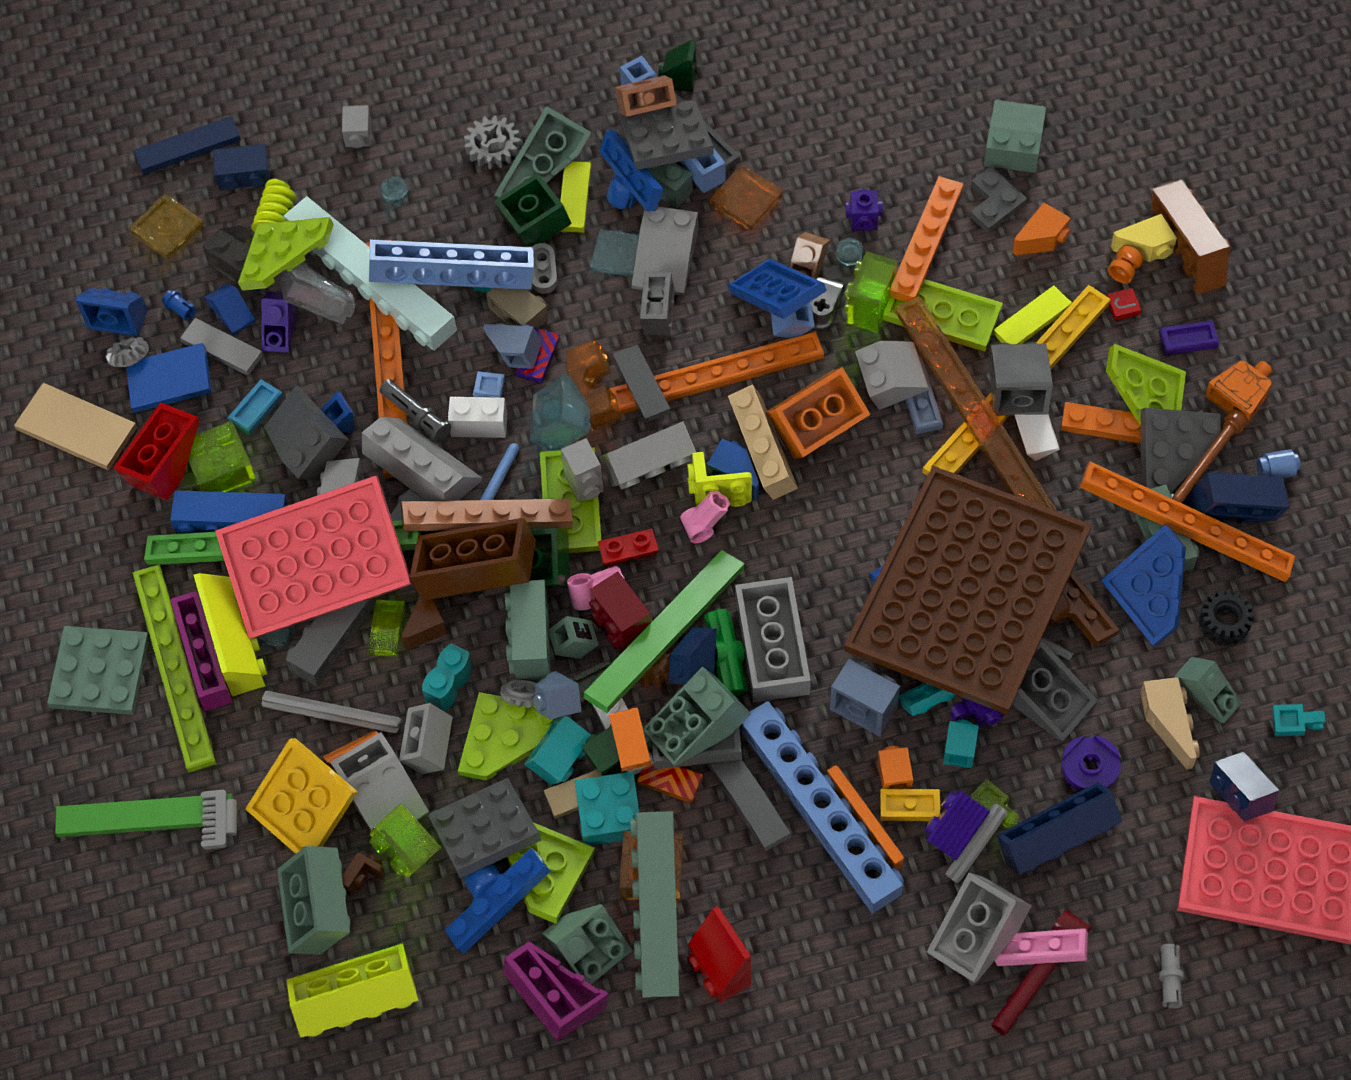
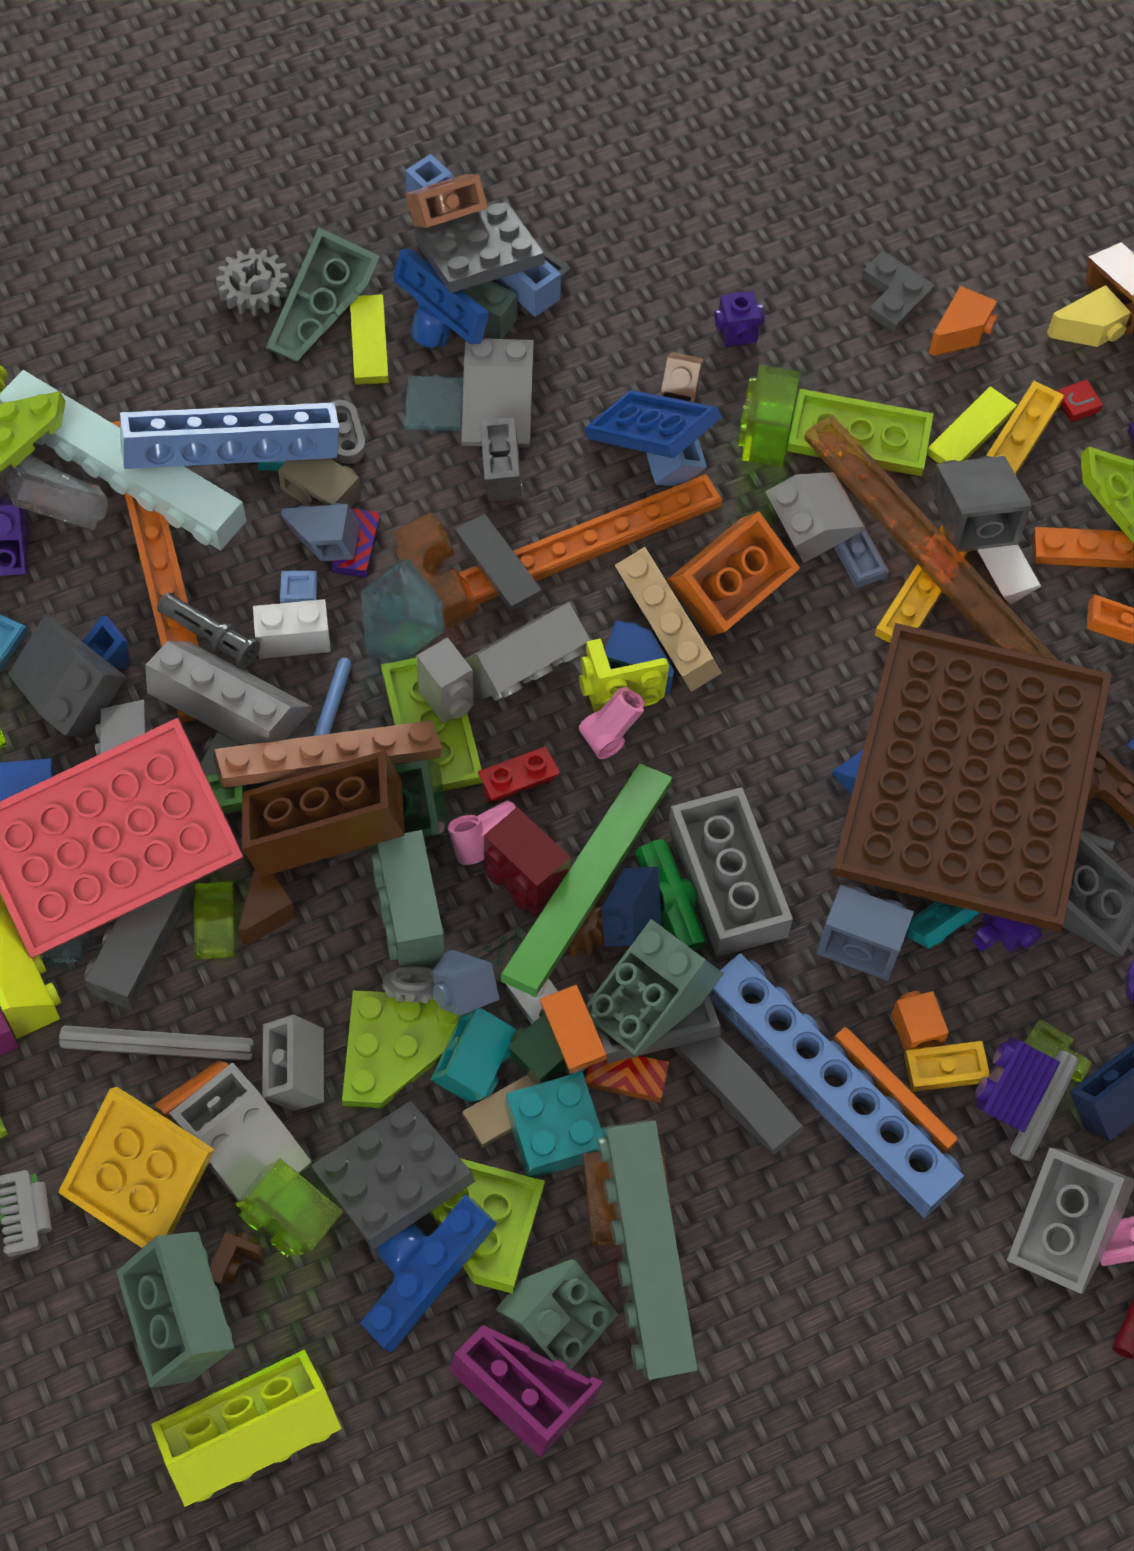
camera: 15 degrees left, 0 degrees up
(356, 126) = (73, 278): light grey brick -> none
(394, 190) = (134, 354): clear light blue tile -> none
(451, 673) = (312, 971): teal brick -> none
(532, 211) = (321, 361): dark green brick -> none
(573, 637) = (468, 901): sand green brick -> none
(681, 66) = (479, 159): dark green slope -> none
(719, 957) = (744, 1308): red slope -> none
(746, 197) = (587, 318): clear orange tile -> none
(826, 304) = (714, 441): flat silver piece -> none
(849, 251) = (728, 371): clear light blue tile -> none
(926, 239) = (823, 347): orange plate -> none
(960, 744) = (996, 977): teal brick -> none
(1014, 136) = (905, 213): sand green slope -> none
(1124, 266) = (1072, 351): orange wheel -> none

